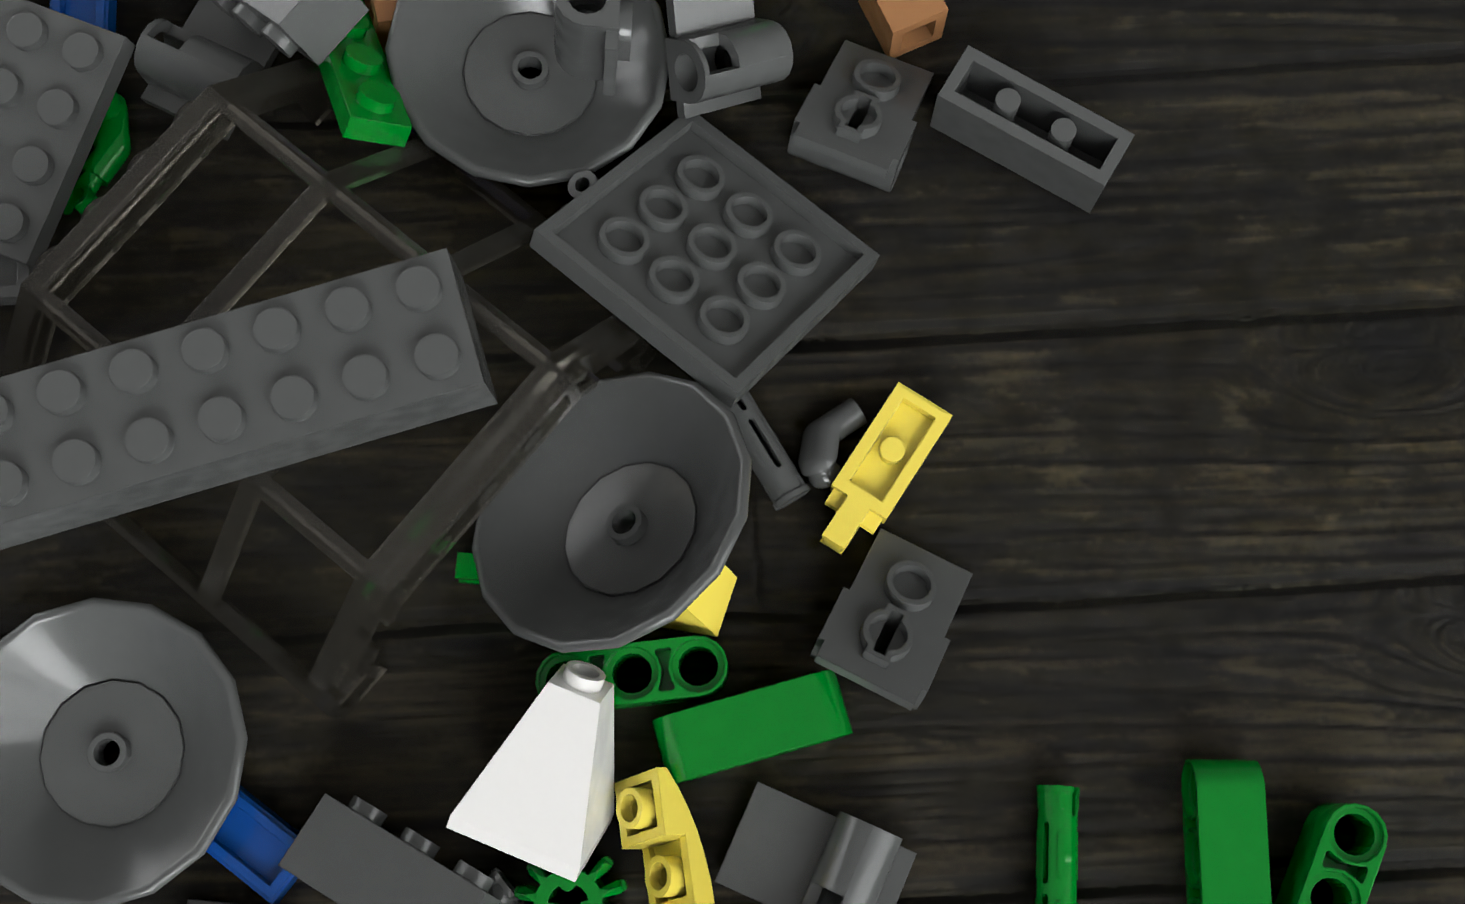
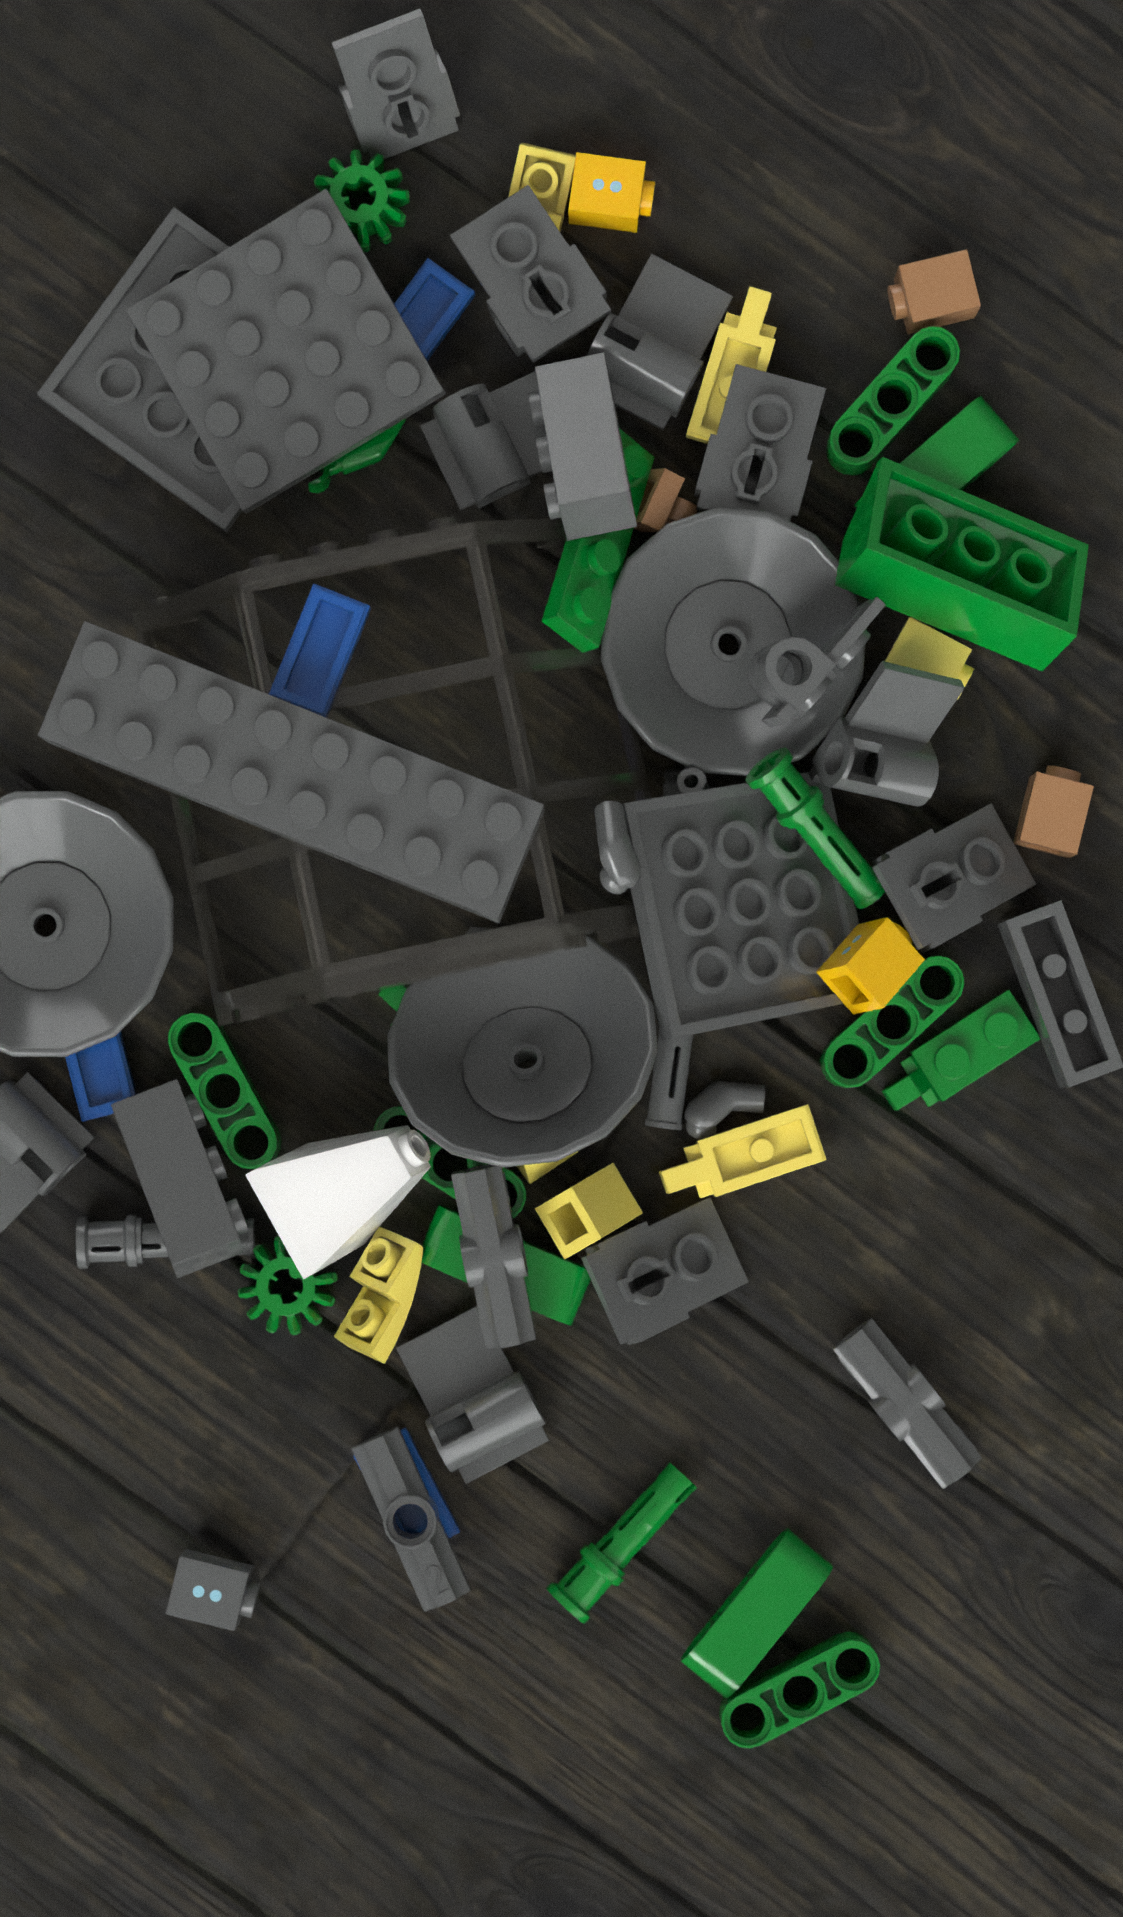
camera: 40 degrees right, 10 degrees up
(143, 278) = (320, 650): none -> blue tile
(351, 763) = (201, 1073): none -> green beam
(558, 271) = (616, 852): none -> dark grey arm
(694, 139) = (801, 808): none -> green pin
(735, 721) = (493, 1256): none -> dark grey piece
(786, 617) = (588, 1211): none -> light yellow brick
(856, 223) = (871, 965): none -> yellow brick
(915, 234) = (919, 1013): none -> green beam
(989, 245) = (963, 1053): none -> green hinge
(1195, 566) = (907, 1403): none -> dark grey piece

